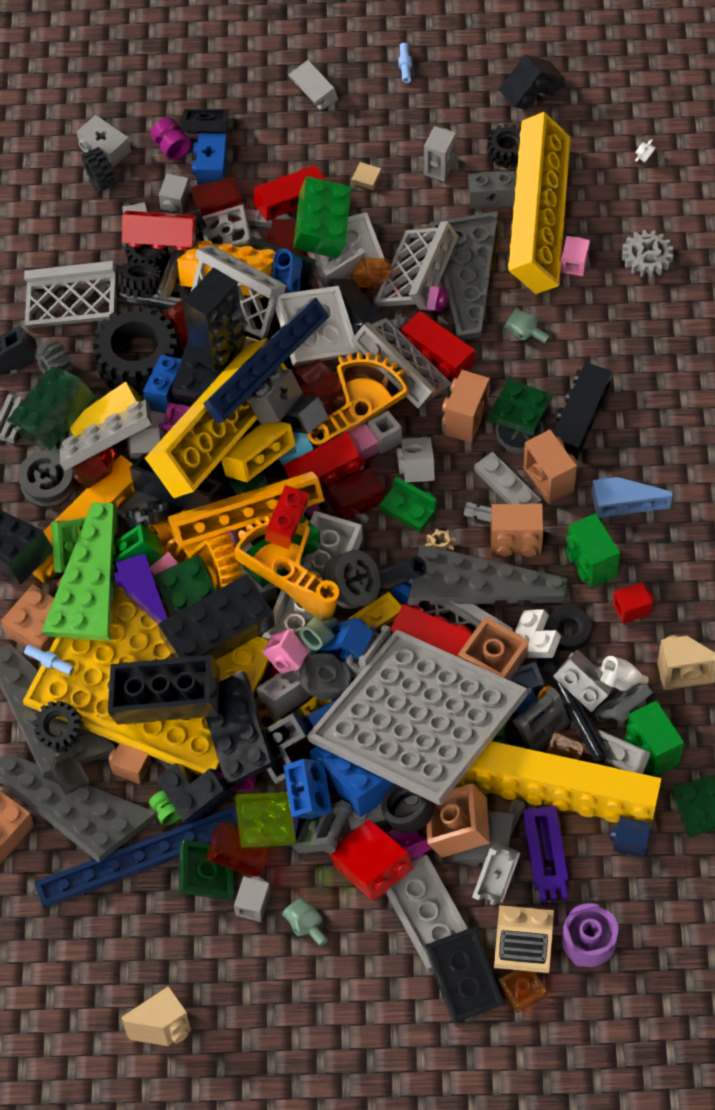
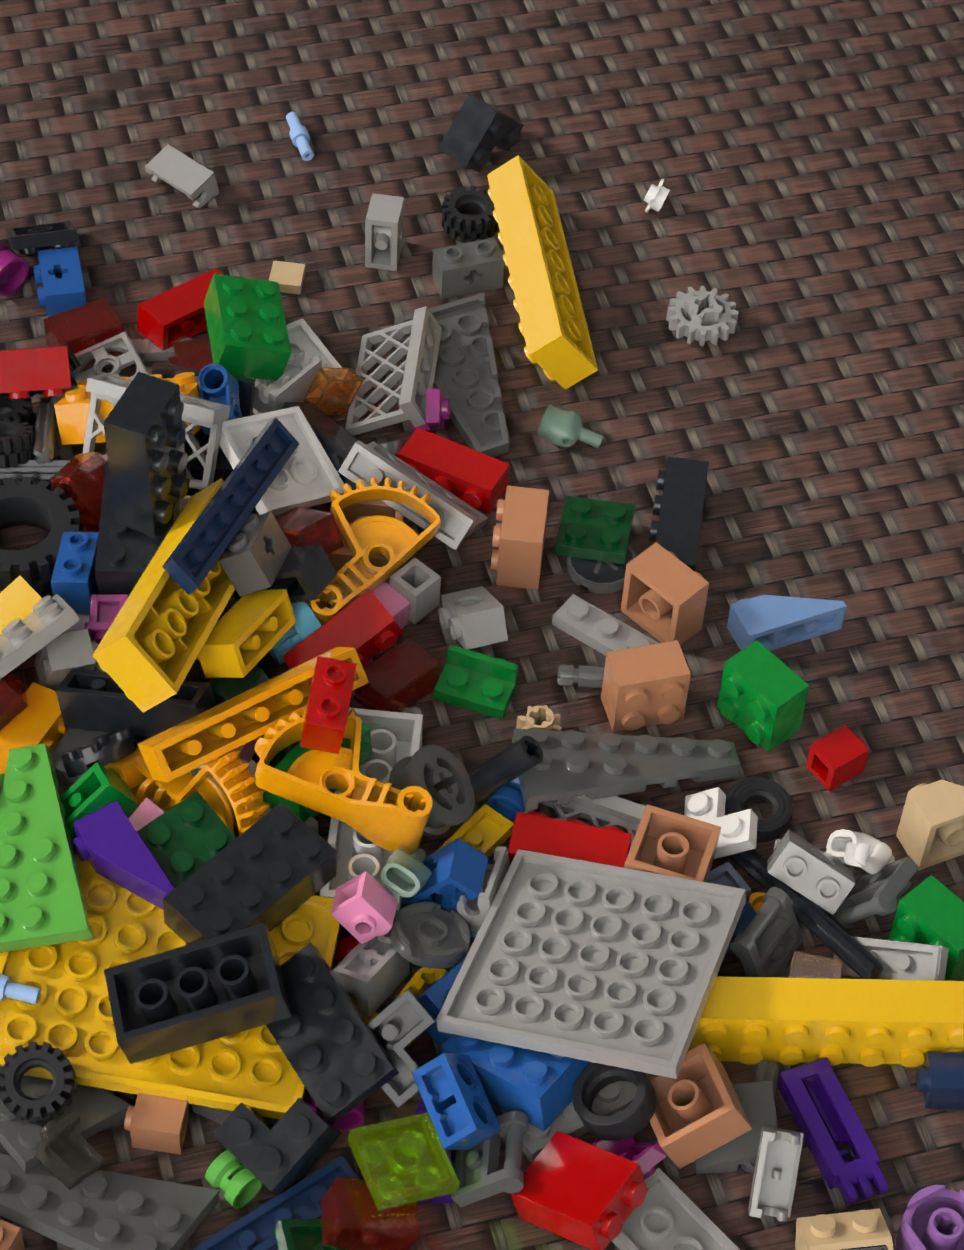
camera: 20 degrees left, 10 degrees down
(174, 193) = (20, 328): light grey brick -> none
(574, 256) = (607, 331): bright pink brick -> none

